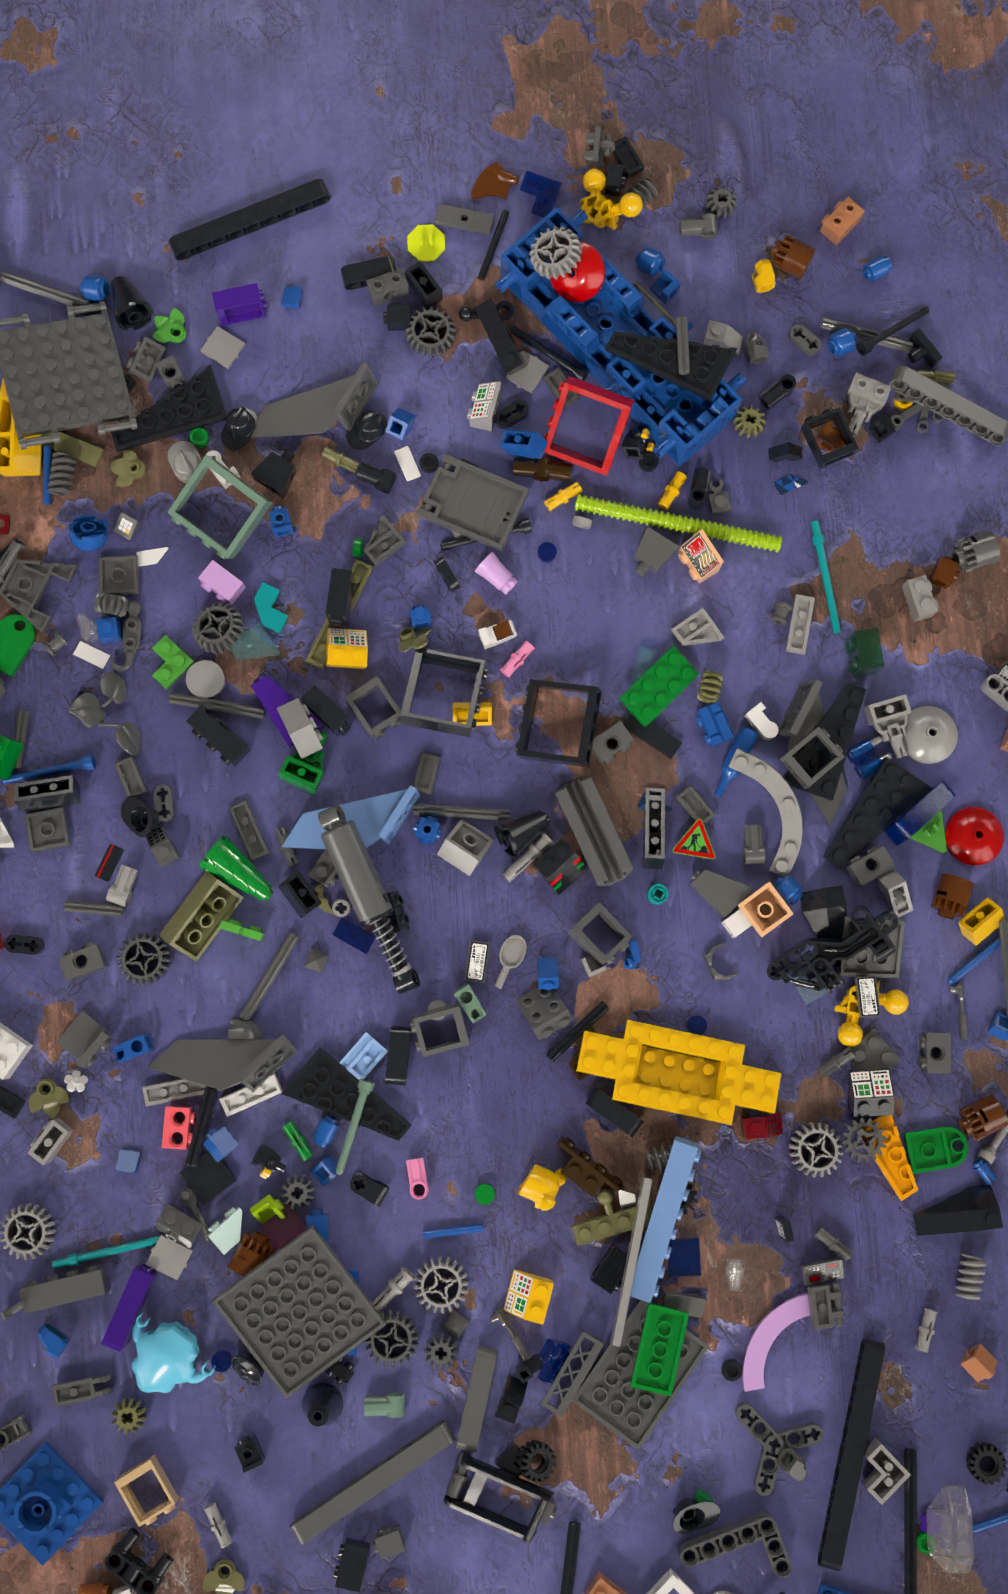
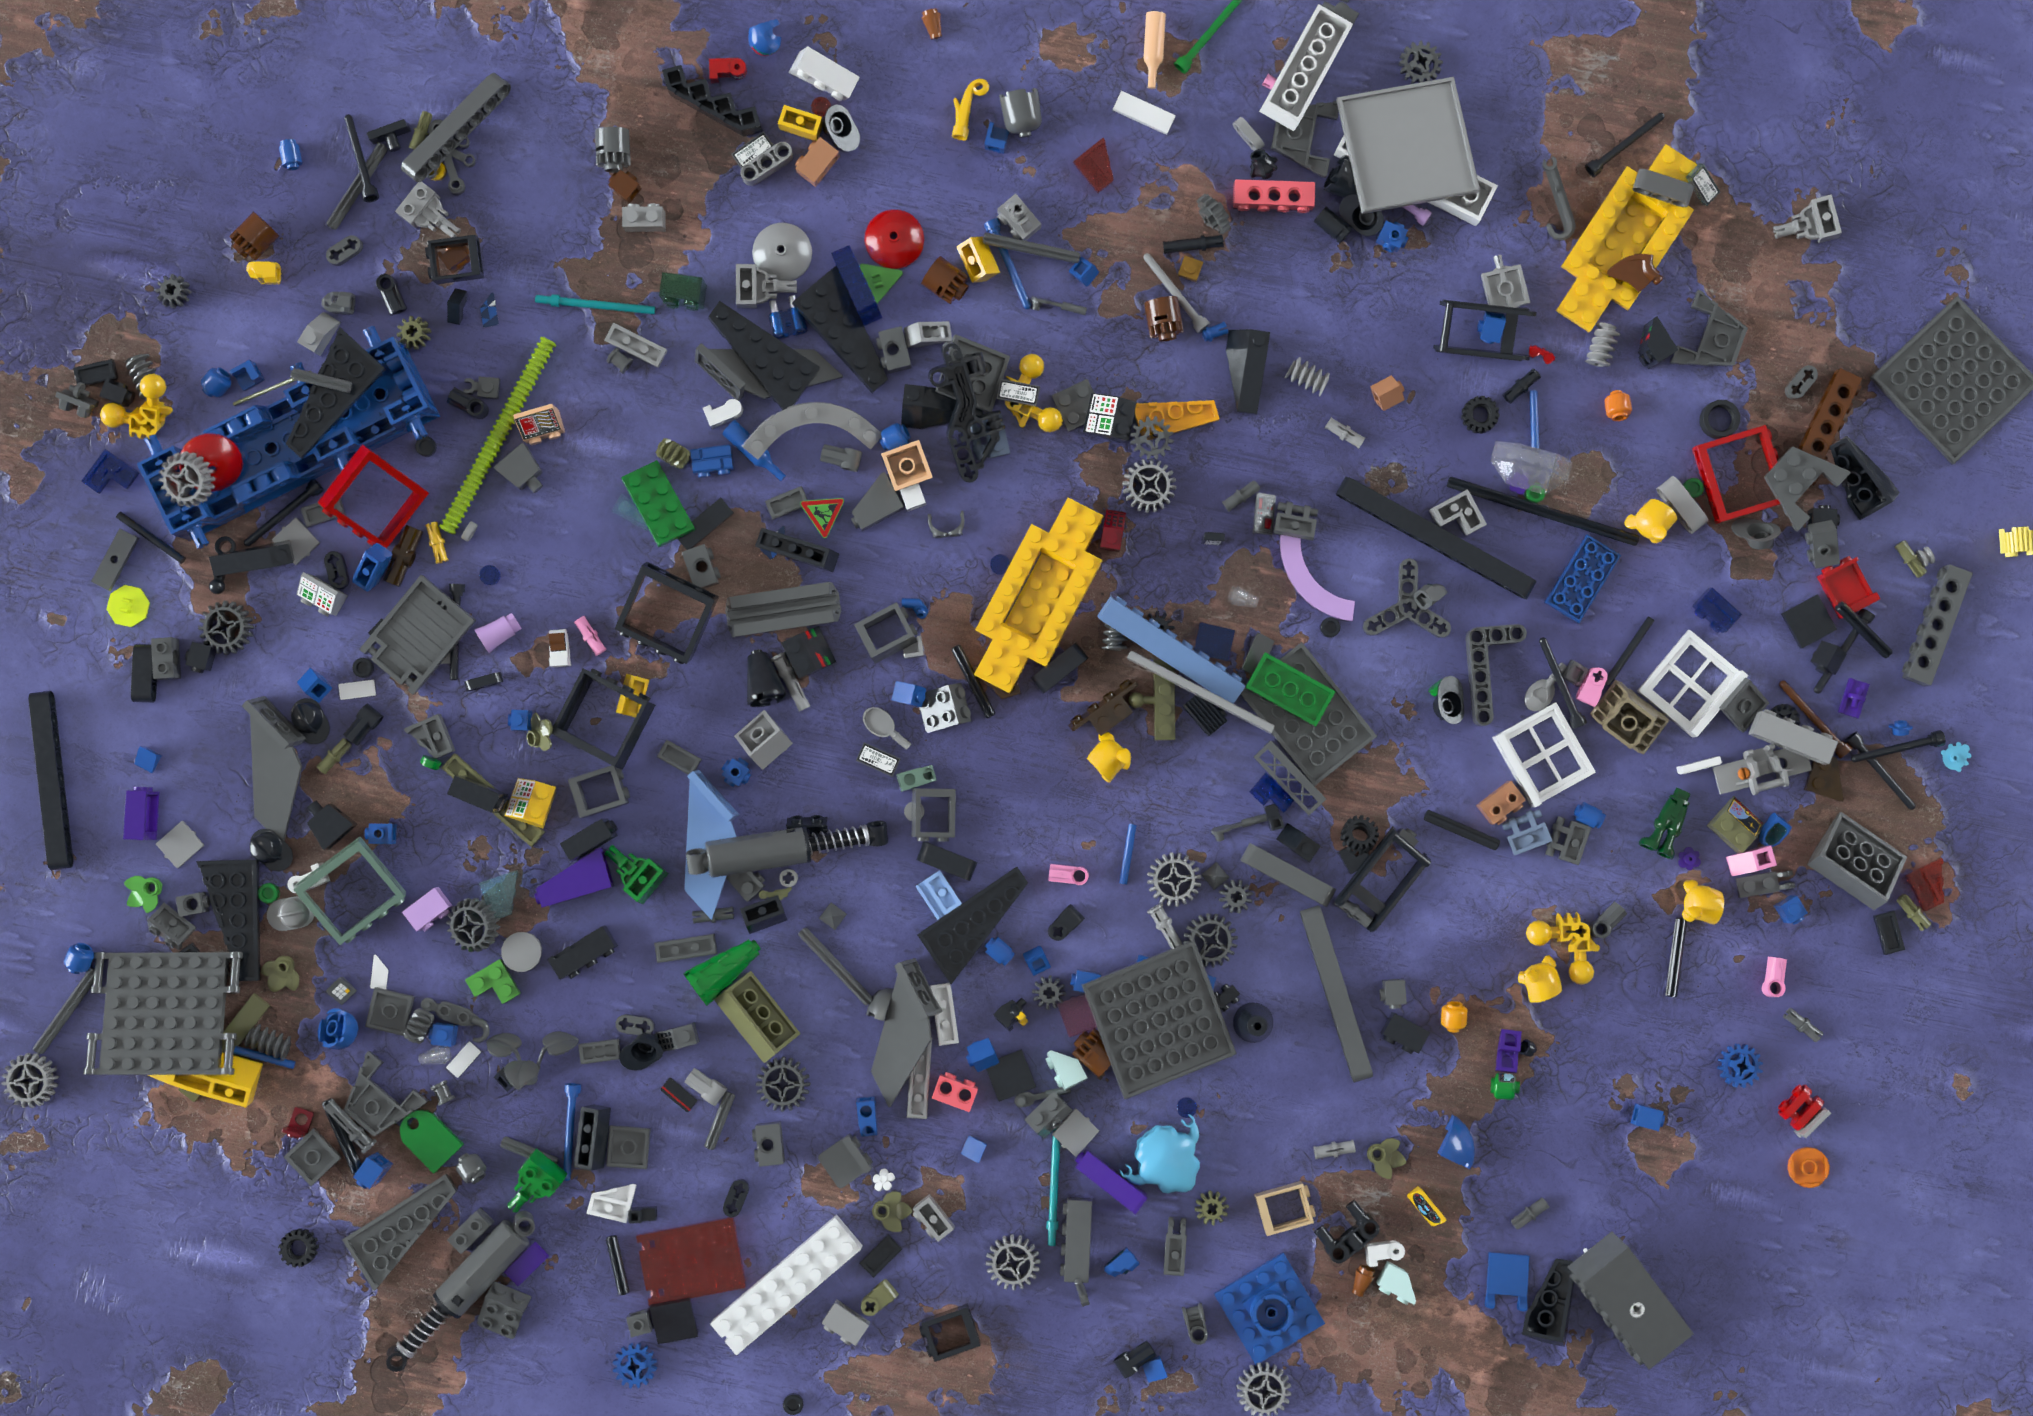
camera: 70 degrees left, 5 degrees up
(129, 305) = (107, 927): black cone -> none
(201, 1126) = (960, 1069): black axle -> none
(216, 705) = (551, 947): dark grey axle -> none
(236, 927) = (777, 986): bright green plate -> none
(248, 1368) = (1199, 1083): black piece -> none
(251, 1444) = (1283, 1097): black brick -> none
(267, 1209) = (1056, 1026): lime bracket -> none
(269, 616) = (459, 871): teal tile -> none
(300, 727) = (598, 868): light grey brick -> none
(304, 1151) = (988, 985): green pin -> none
(354, 936) = (819, 872): clear blue plate -> none
(365, 1087) = (969, 901): sand green piece -> none
(391, 1405) = (1271, 958): sand green piece -> none
(423, 285) = (174, 621): black brick -> none
(460, 812) = (727, 734): dark grey axle -> none
(484, 1194) = (1101, 814): green tile -> none
(494, 182) = (83, 518): reddish brown arm -> none
(528, 1296) = (1208, 799): yellow slope -> none
(626, 1199) = (1144, 680): white sticker -> none
(635, 443) = (404, 454): black piece -> none
(657, 894) = (863, 568): teal wheel -> none
(672, 490) = (462, 431): yellow pin -> none
(697, 630) = (612, 448): light grey wing -> none
(704, 226) = (194, 317): dark grey piece -> none
(798, 772) = (777, 395): dark grey window -> none
(837, 1062) = (1072, 440): dark grey axle -> none
(842, 220) = (229, 174): nougat brick -> none
(842, 342) = (358, 214): blue head -> none
(882, 429) = (460, 201): black plate -> none
(933, 1149) = (1181, 373): green tile -> none
(942, 1062) = (1082, 334): dark grey brick -> none

